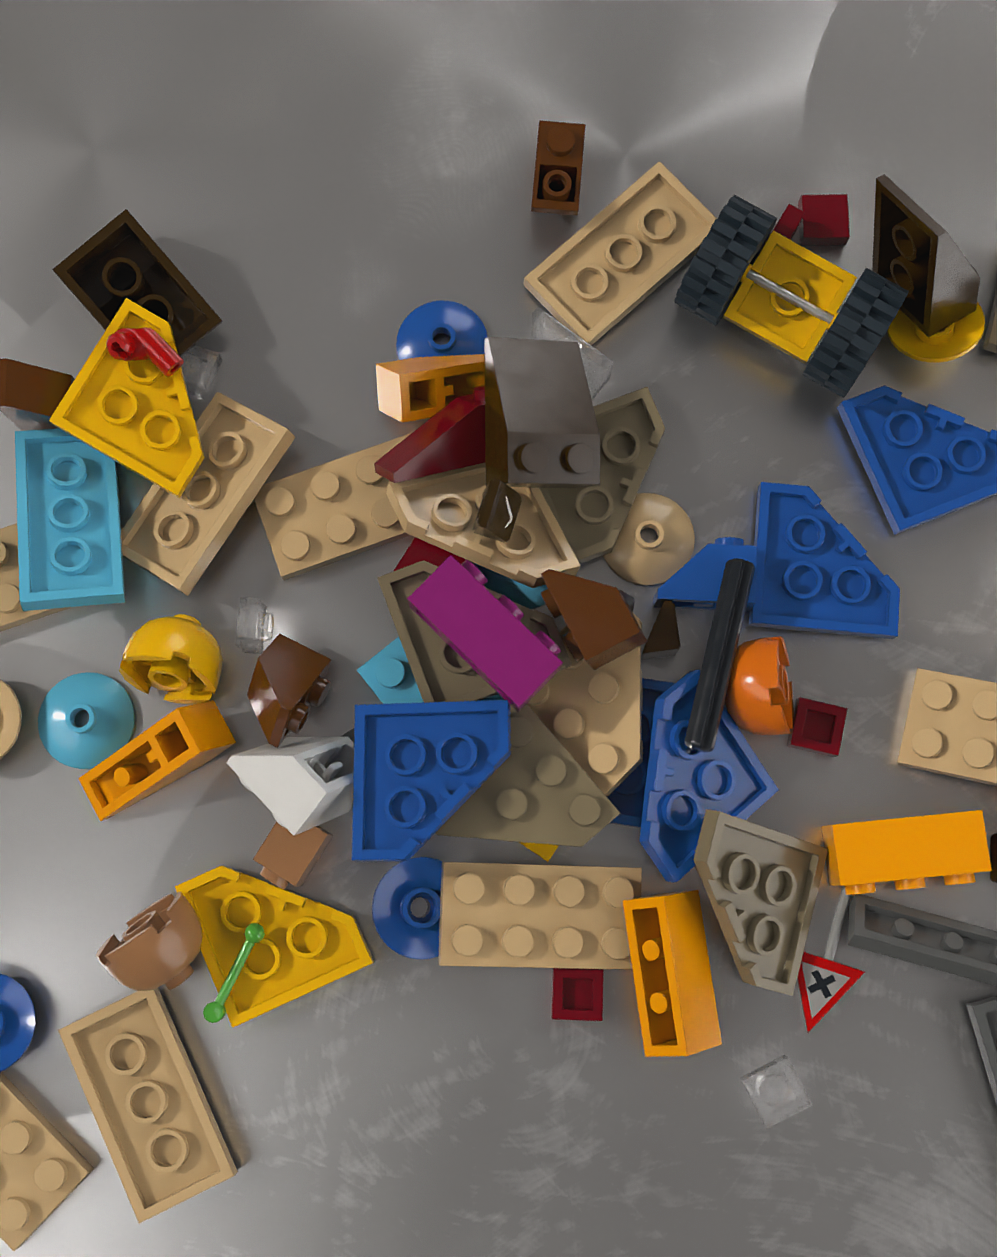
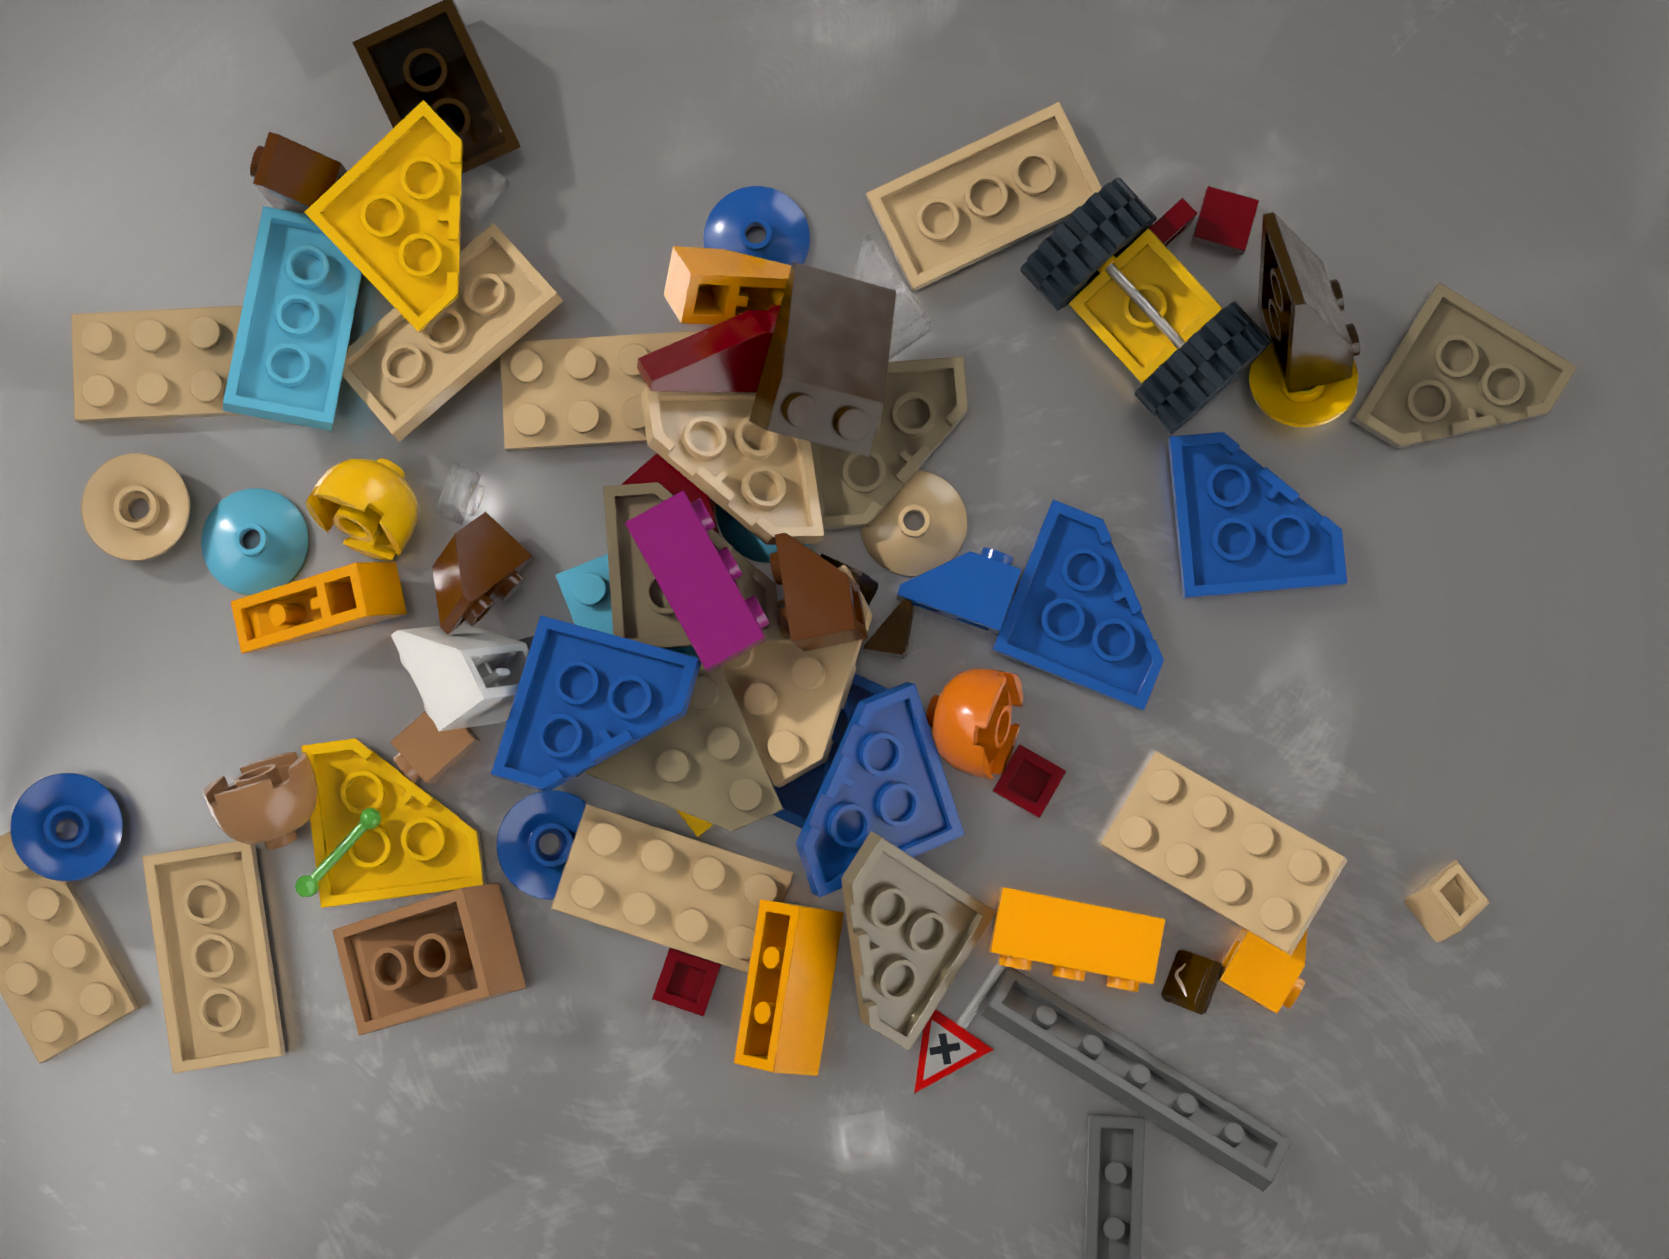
camera: 20 degrees right, 5 degrees up
(144, 344) = (428, 160): red arm -> none
(342, 1044) = (429, 958): none -> medium nougat slope
(497, 511) = (751, 454): dark brown slope -> none
(558, 168) = (940, 82): reddish brown slope -> none
(719, 655) = (940, 674): black axle -> none

